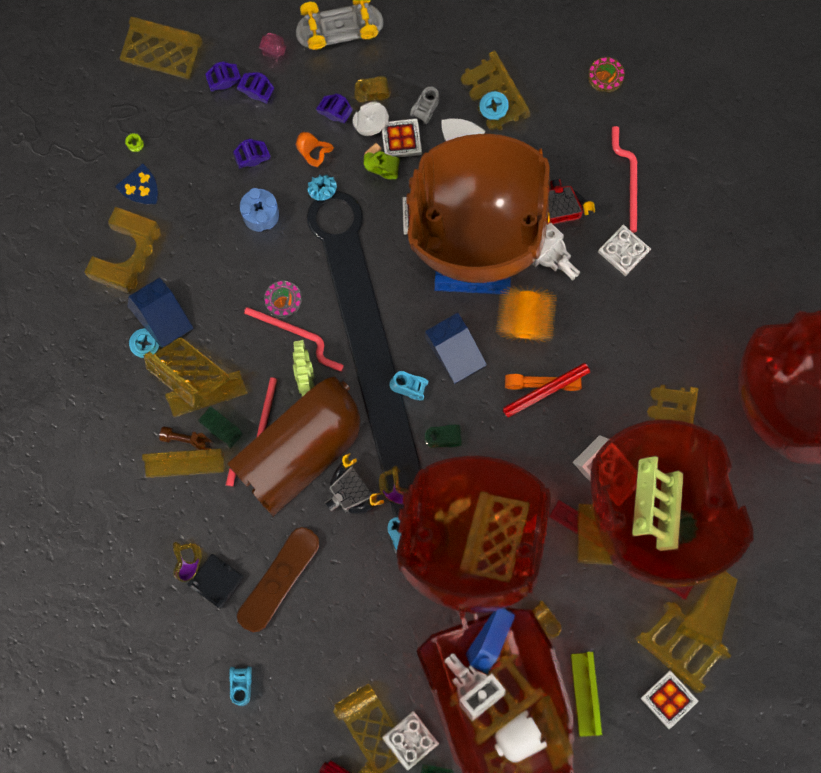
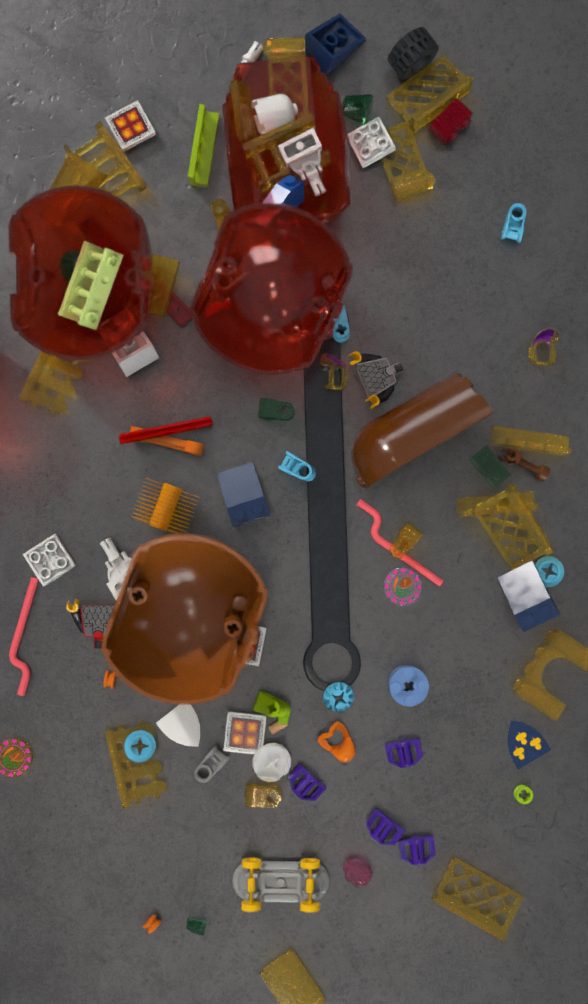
camera: 165 degrees left, 10 degrees up
(216, 581) = (519, 322): black piece -> none
(263, 421) = (449, 457): coral piece -> none
(278, 580) = (461, 310): reddish brown piece -> none
(284, 344) = (405, 540): none -> clear yellow piece
(302, 368) = (399, 498): yellowish green gear -> none
(479, 529) = (267, 296): clear yellow fence -> none

